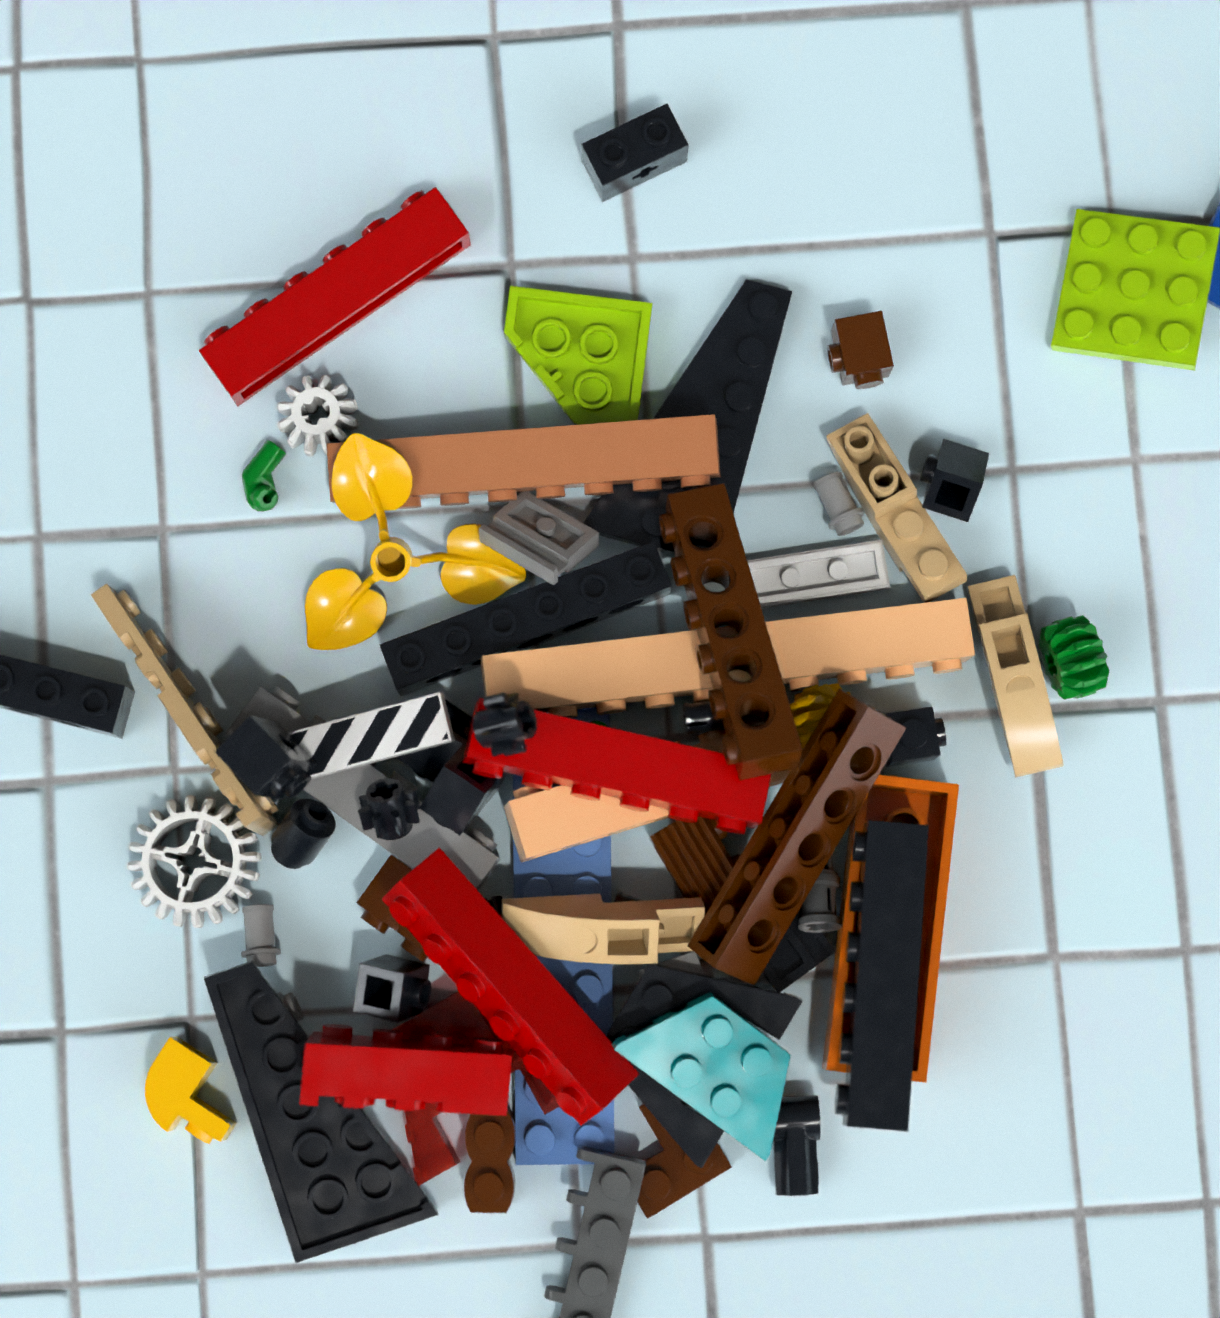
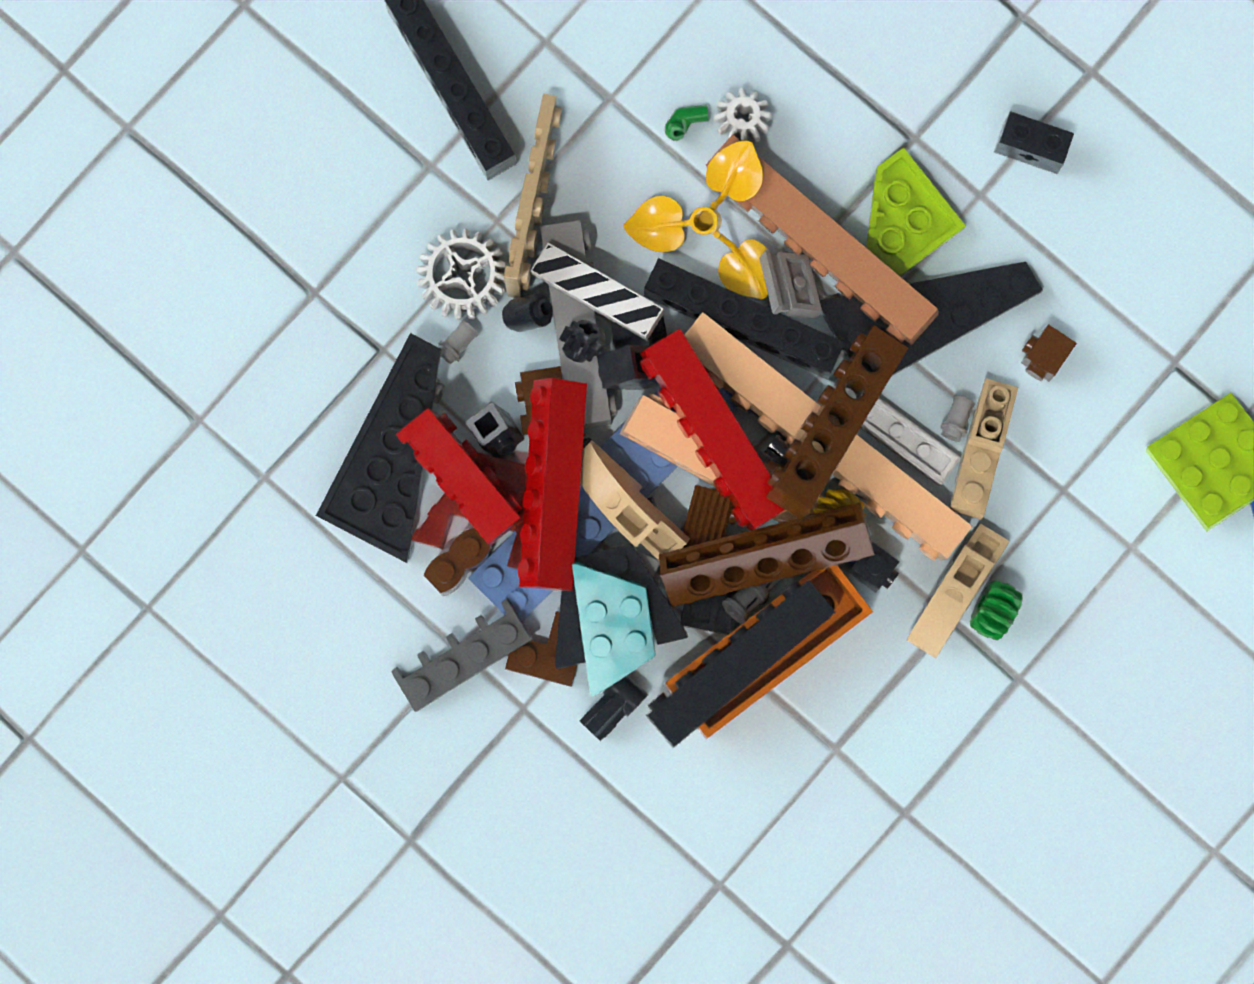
camera: 45 degrees right, 0 degrees up
(173, 1090) = (342, 372): yellow brick -> none
(267, 758) = (547, 255): black brick -> none
(335, 295) = (812, 66): red brick -> none
(504, 724) = (678, 351): black gear -> none
(954, 479) = (1027, 463): black brick -> none

